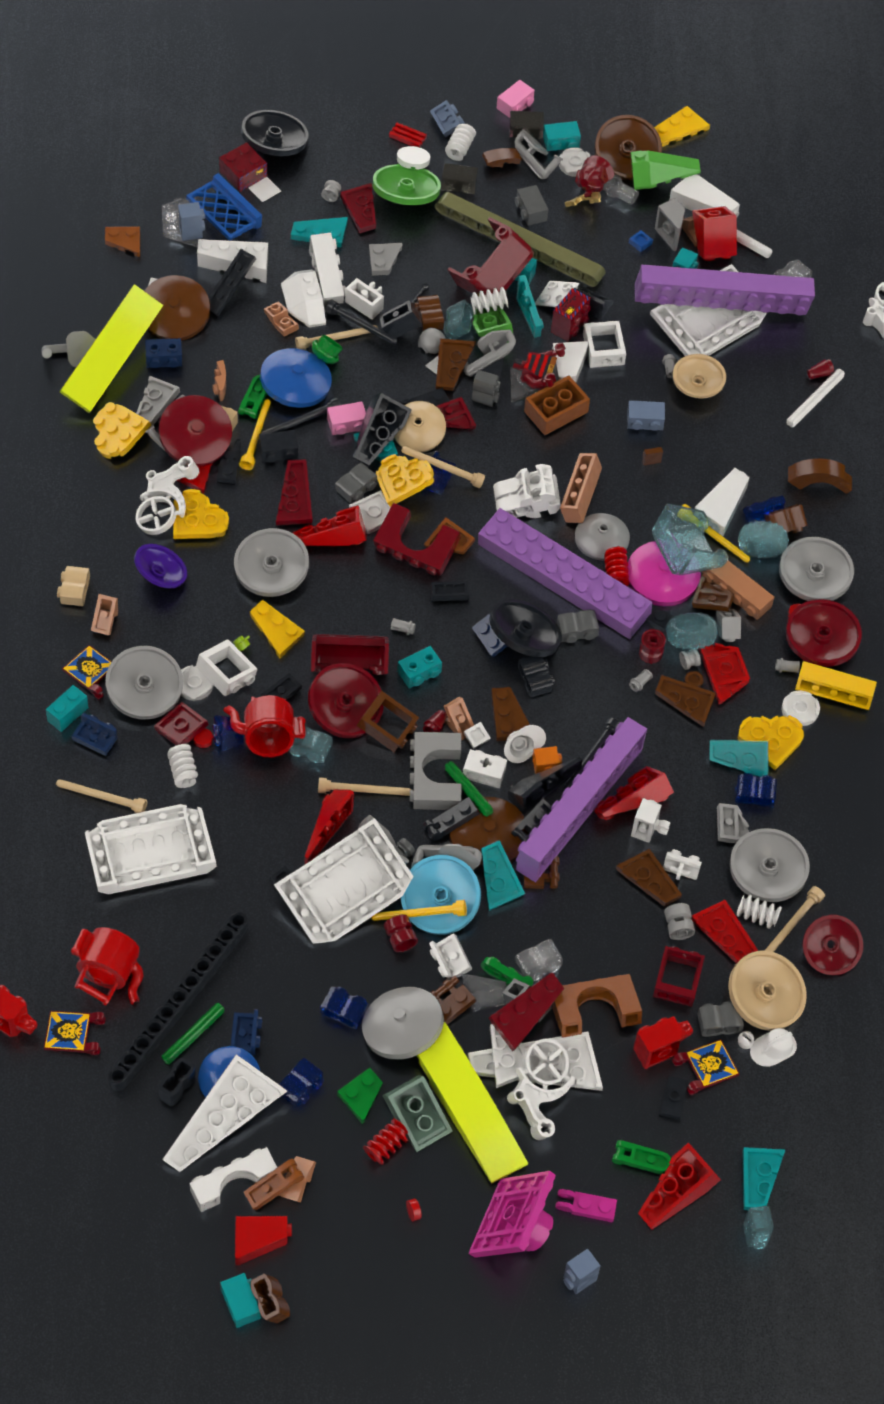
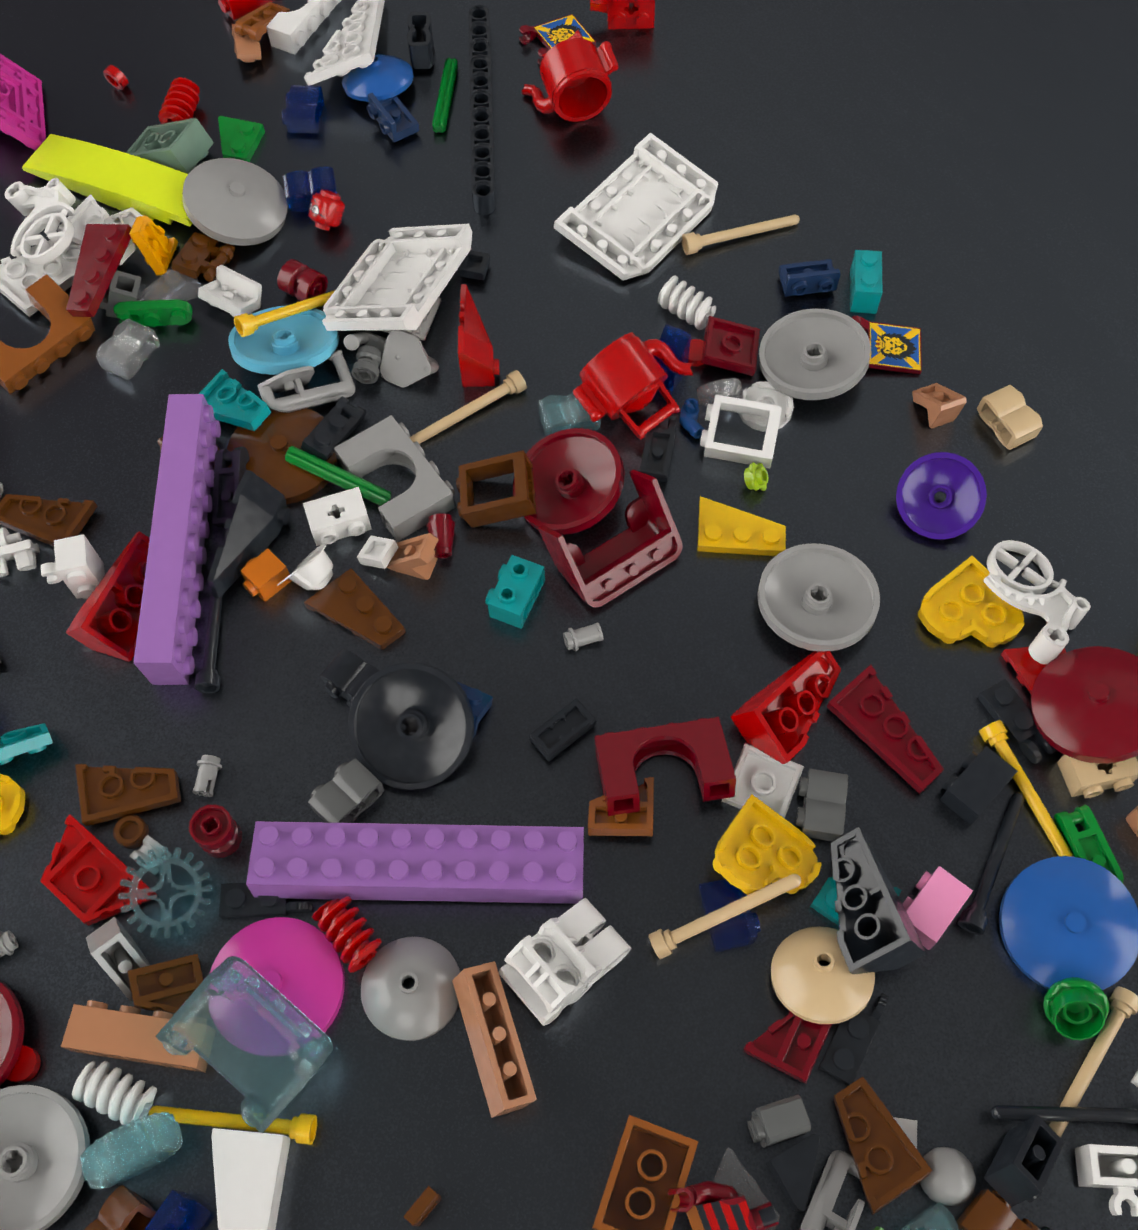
camera: 150 degrees right, 5 degrees up
(215, 700) = (724, 387): none -> clear hat
(242, 702) = (689, 418): none -> blue arm
(347, 977) = (326, 209): none -> red head
(480, 1014) = (153, 244): none -> light orange wing
(759, 569) = (111, 1094): none -> white piece

